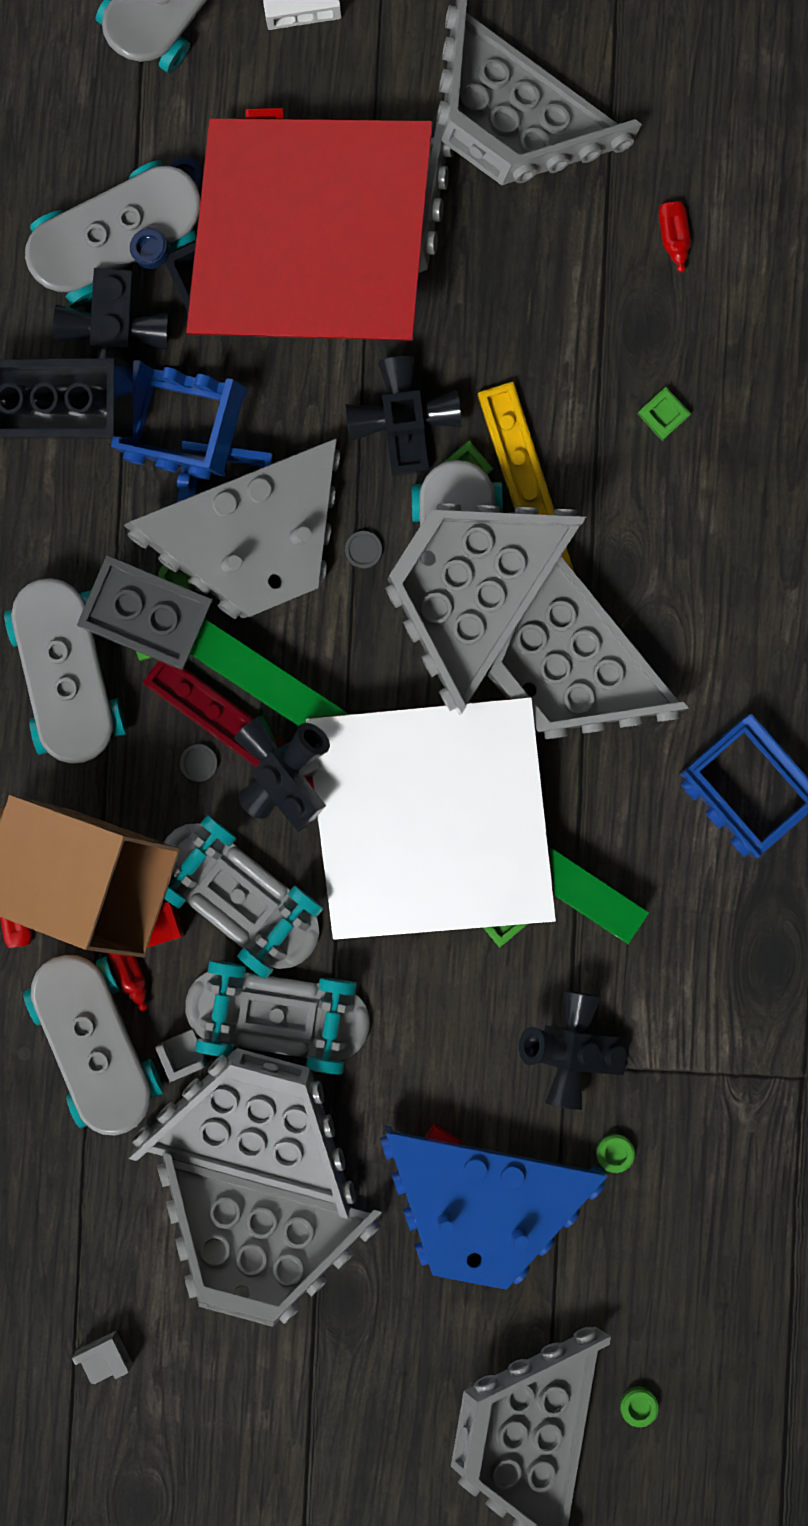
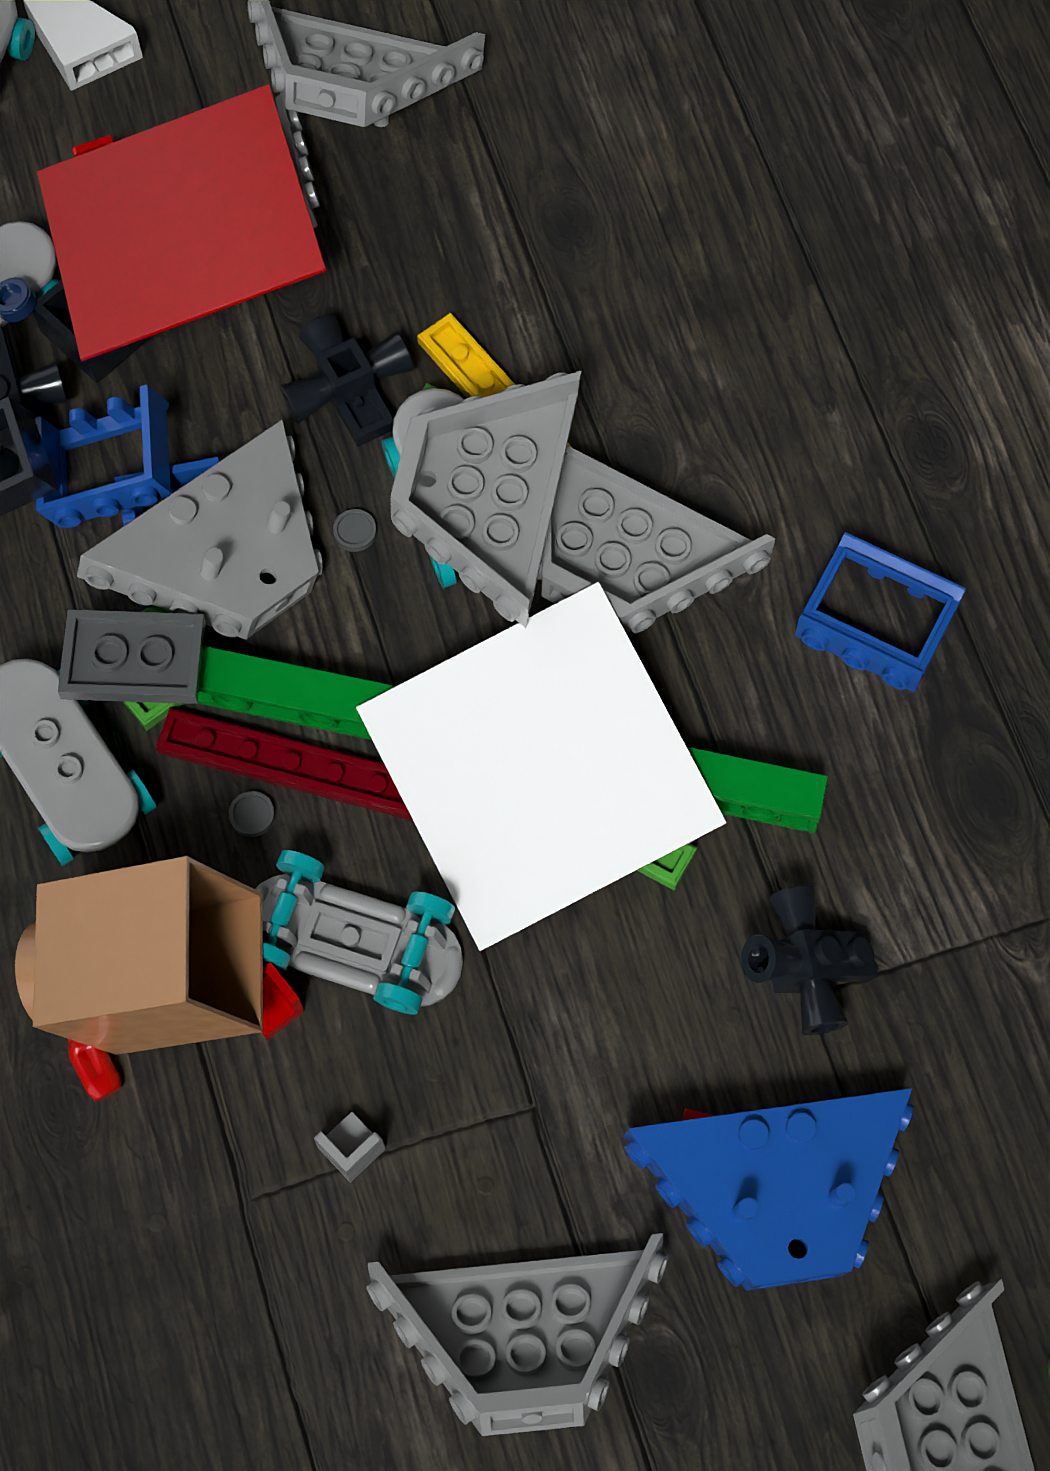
camera: 20 degrees left, 20 degrees down
(92, 1044) = (234, 1166): light grey piece -> none
(129, 977) = (251, 1075): red piece -> none
(255, 1123) = (470, 1194): light grey piece -> none
(277, 1016) = (445, 1055): light grey piece -> none
(283, 772) = (351, 769): black brick -> none
(615, 1153) = (908, 1069): bright green tile -> none
(664, 413) = (621, 292): bright green tile -> none
(675, 232) = (560, 127): red piece -> none

